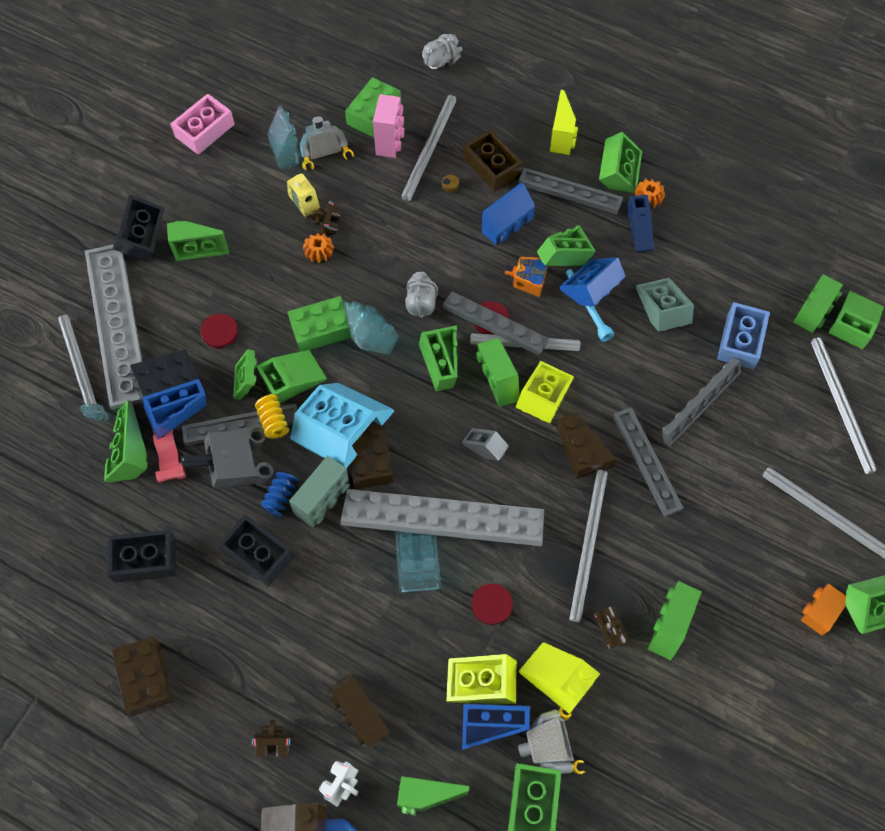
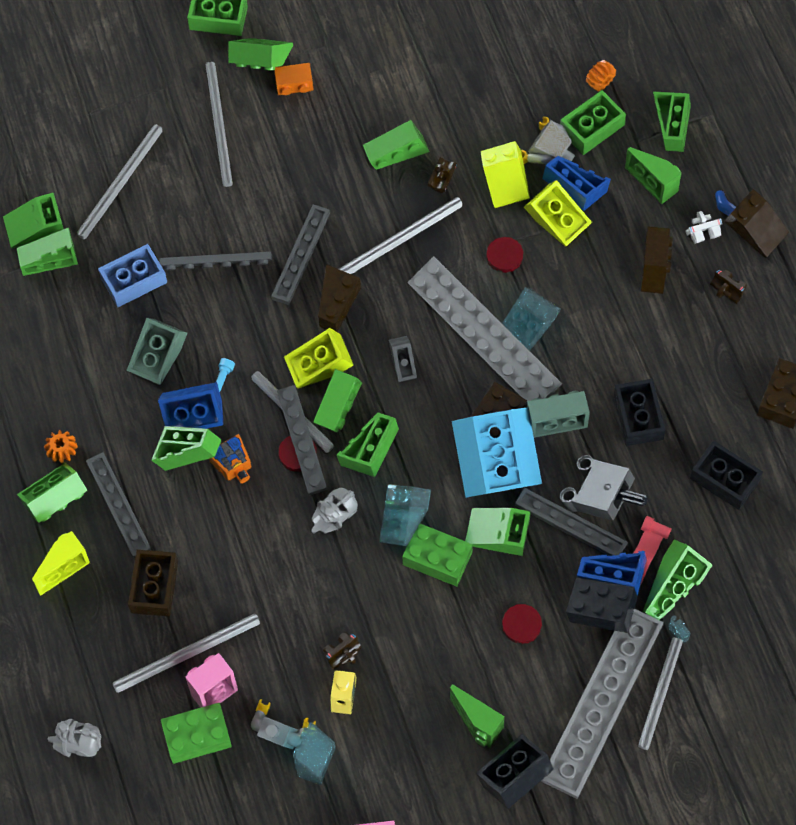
camera: 135 degrees left, 0 degrees up
(244, 374) = (536, 554): bright green plate -> none
(271, 416) = (544, 498): yellow piece -> none
(278, 493) = (585, 442): blue piece -> none
(318, 247) = (369, 625): orange gear -> none
(450, 183) = (205, 600): pearl gold tile -> none
(508, 214) = (195, 521): blue slope -> none
(640, 222) = (98, 426): dark blue slope -> none

